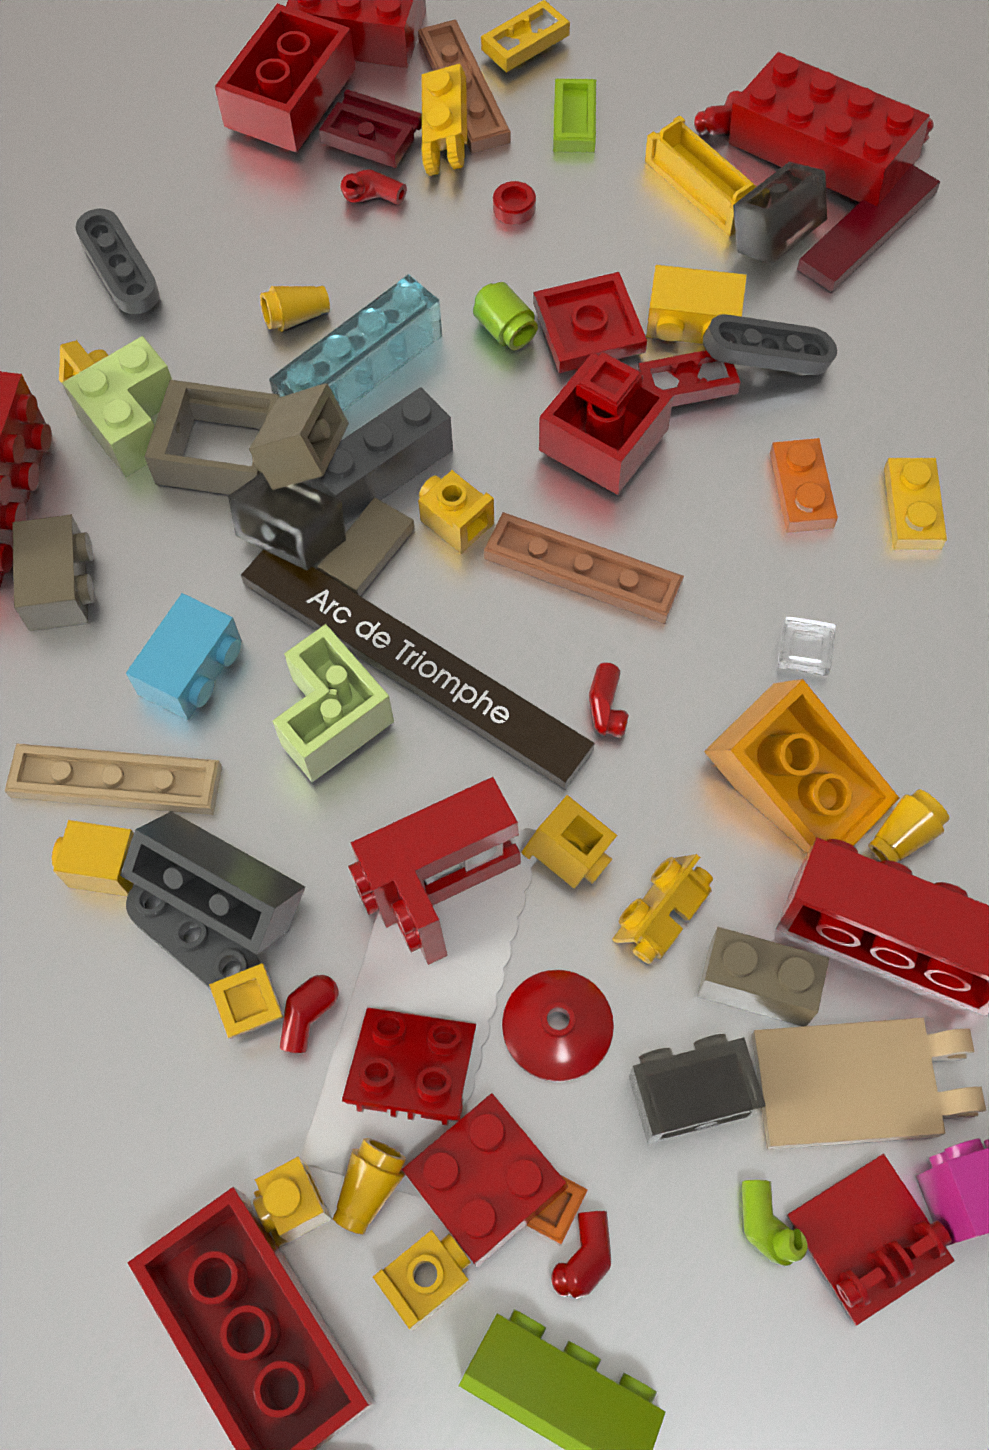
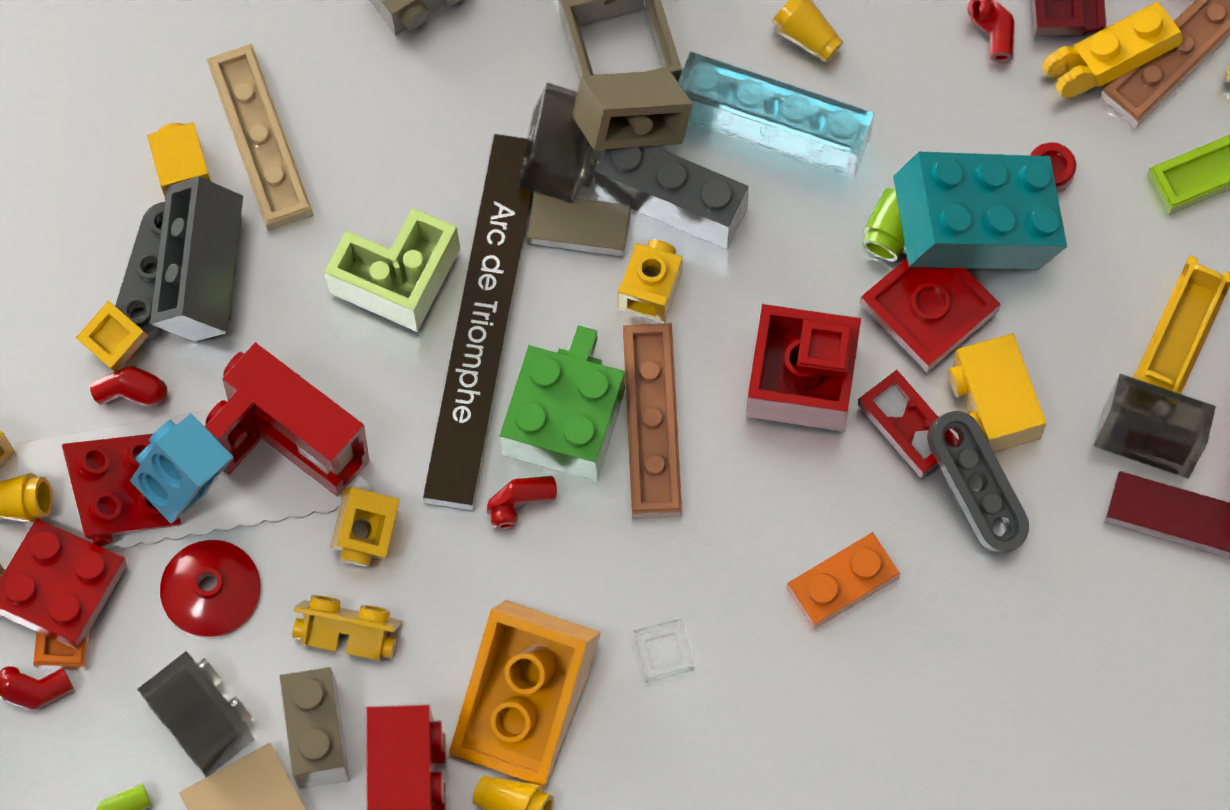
camera: 65 degrees right, 5 degrees up
(185, 656) = (390, 132): medium azure brick -> none
(437, 982) = (179, 466): none -> medium azure brick
(536, 241) = (979, 211): none -> teal brick
(542, 623) = (564, 408): none -> bright green hinge
(915, 504) = (874, 692): yellow piece -> none

